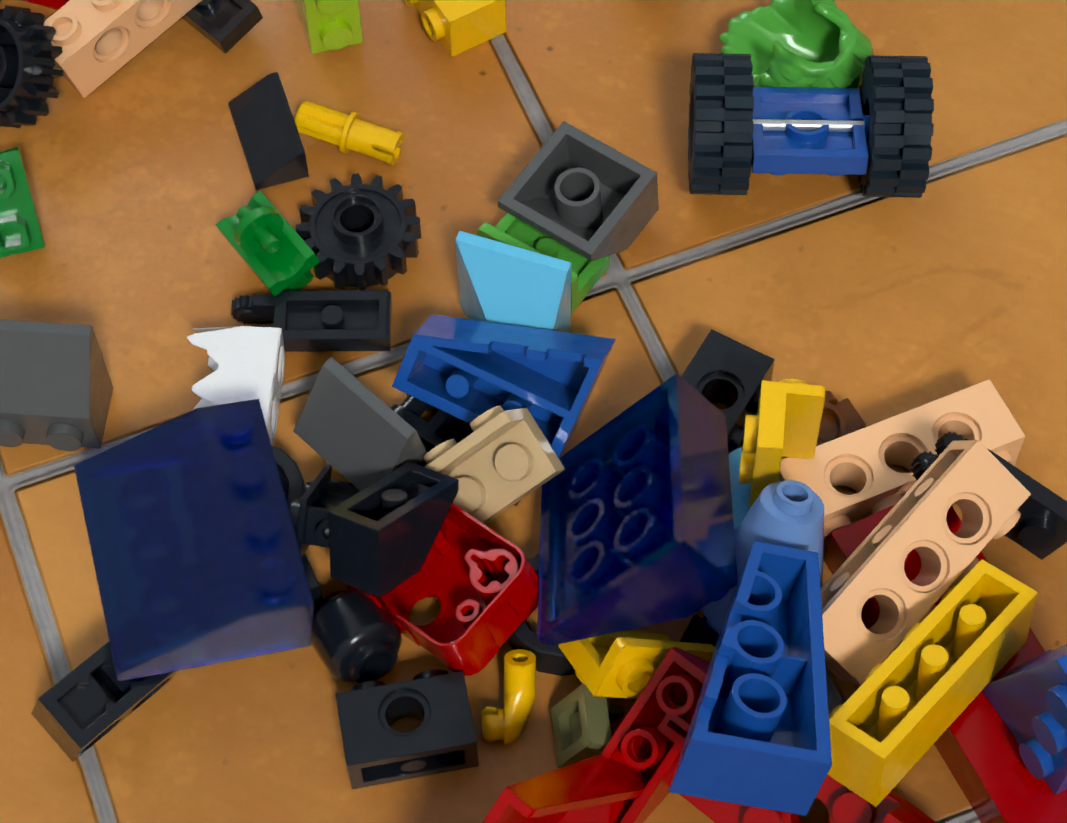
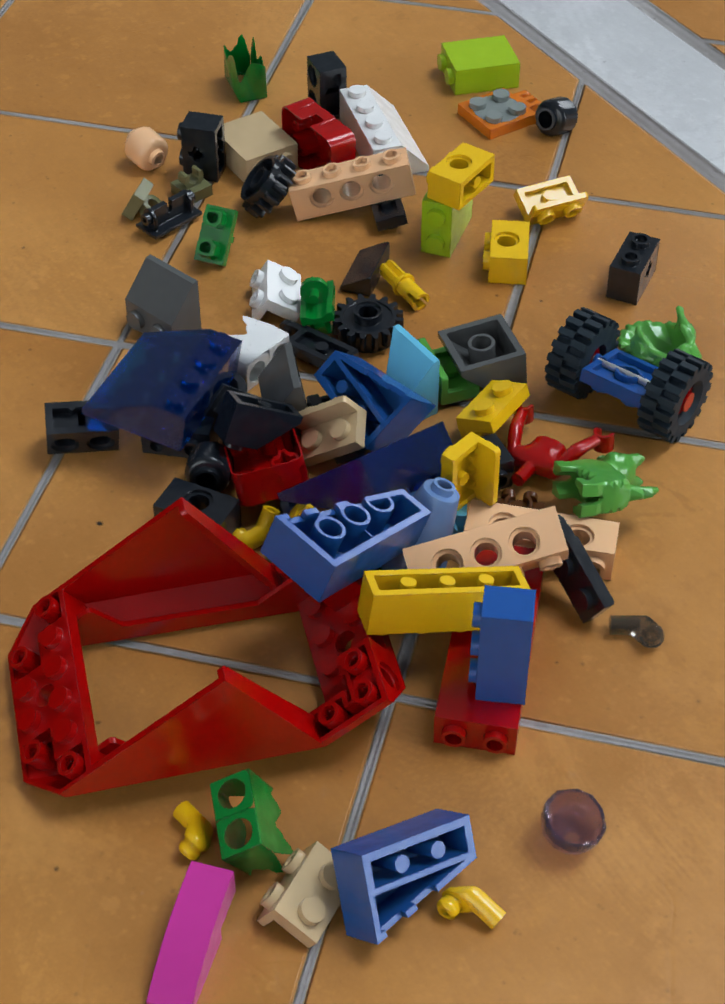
camera: 35 degrees right, 15 degrees down
(175, 255) = (275, 291): none -> white bracket
(666, 287) = (492, 407): none -> yellow bracket
(782, 318) = (541, 453): none -> red piece
(912, 332) = (602, 483): none -> bright green animal

